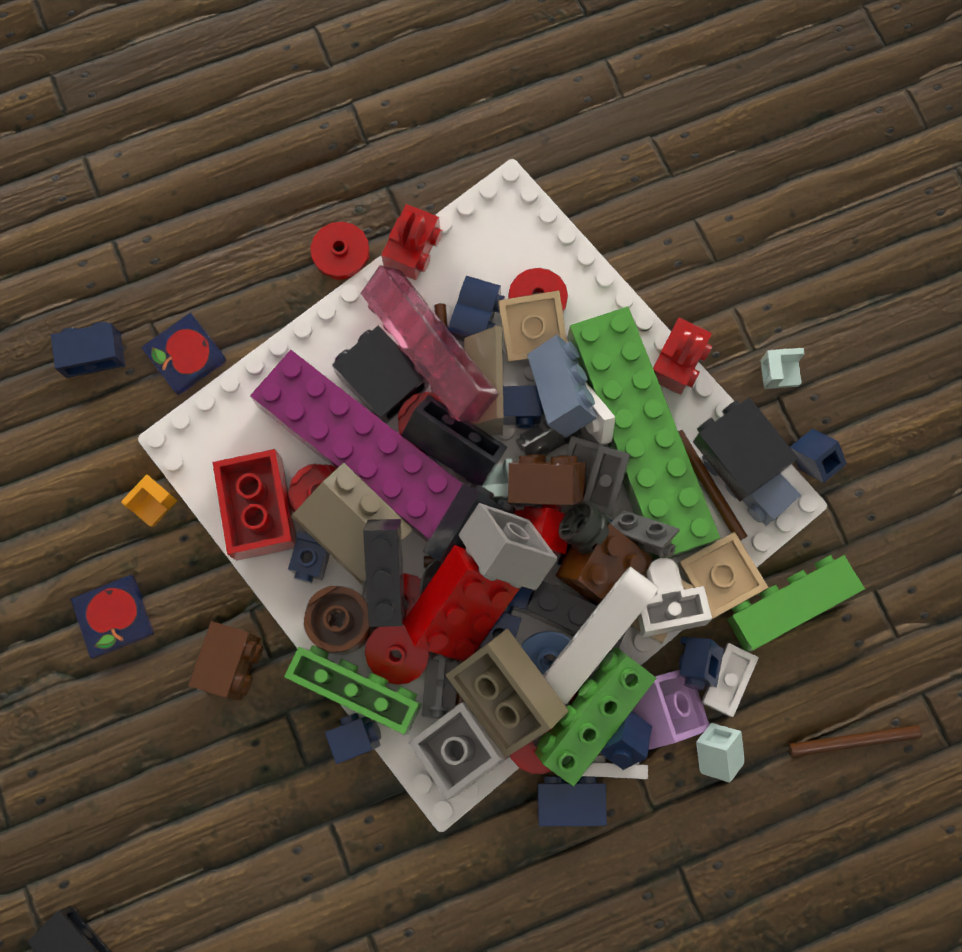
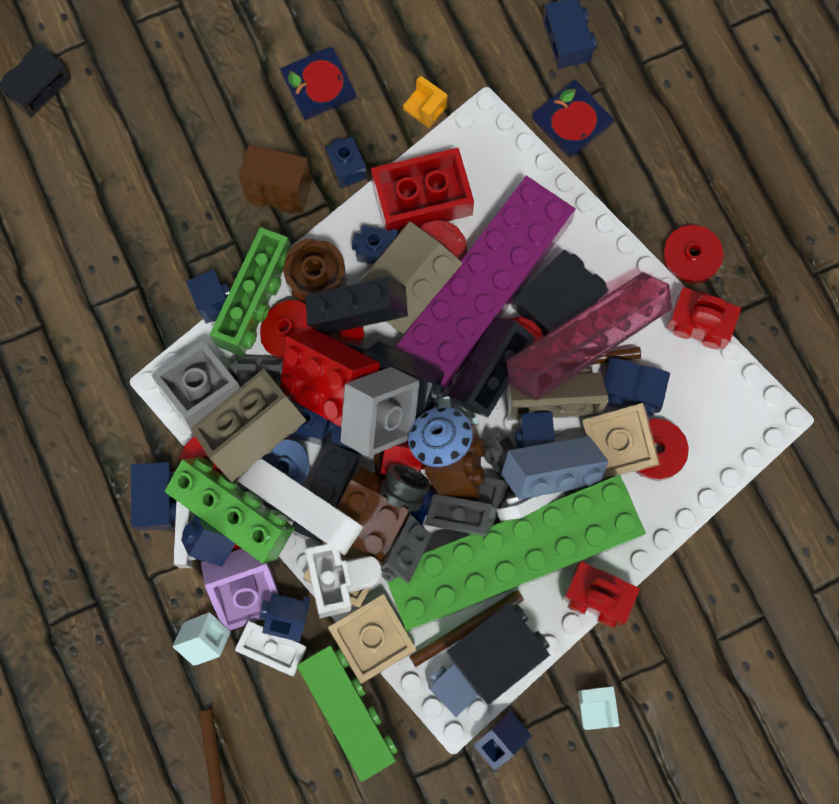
camera: 85 degrees right, 0 degrees up
(209, 587) = (346, 162): none -> dark blue brick
(550, 485) = (445, 447): none -> medium blue dish

